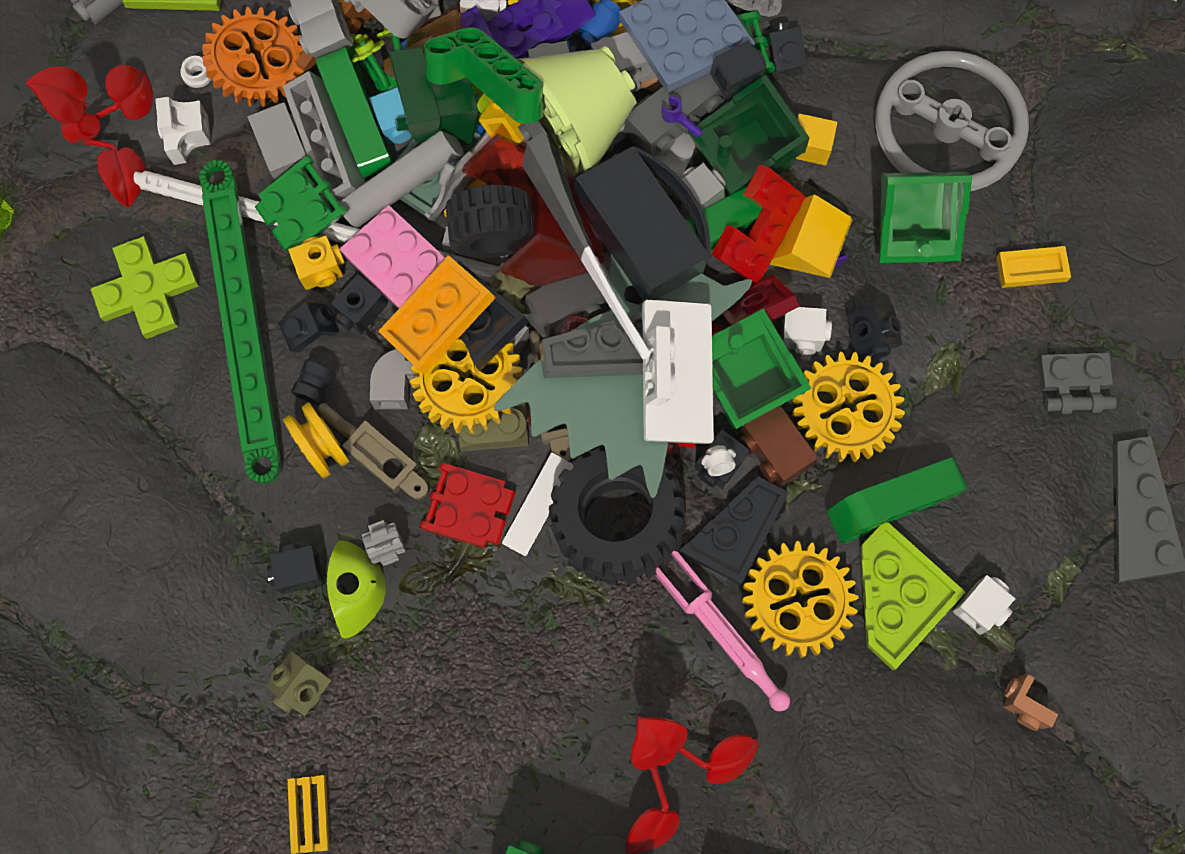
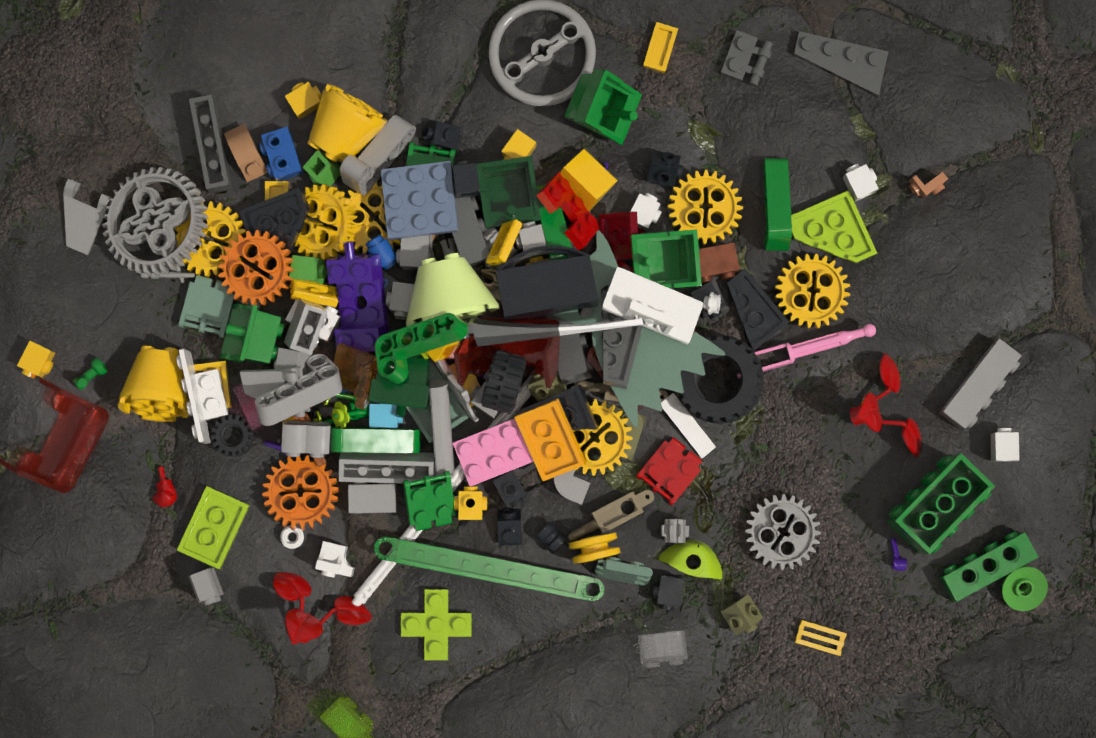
camera: 75 degrees left, 10 degrees up
(213, 592) = (662, 647): none -> clear brick
(300, 502) = (630, 573): none -> sand green plate
(433, 727) = (800, 543): none -> light grey gear
(676, 115) = (482, 230): dark purple hand -> none
(678, 150) = (503, 242): none -> yellow tile

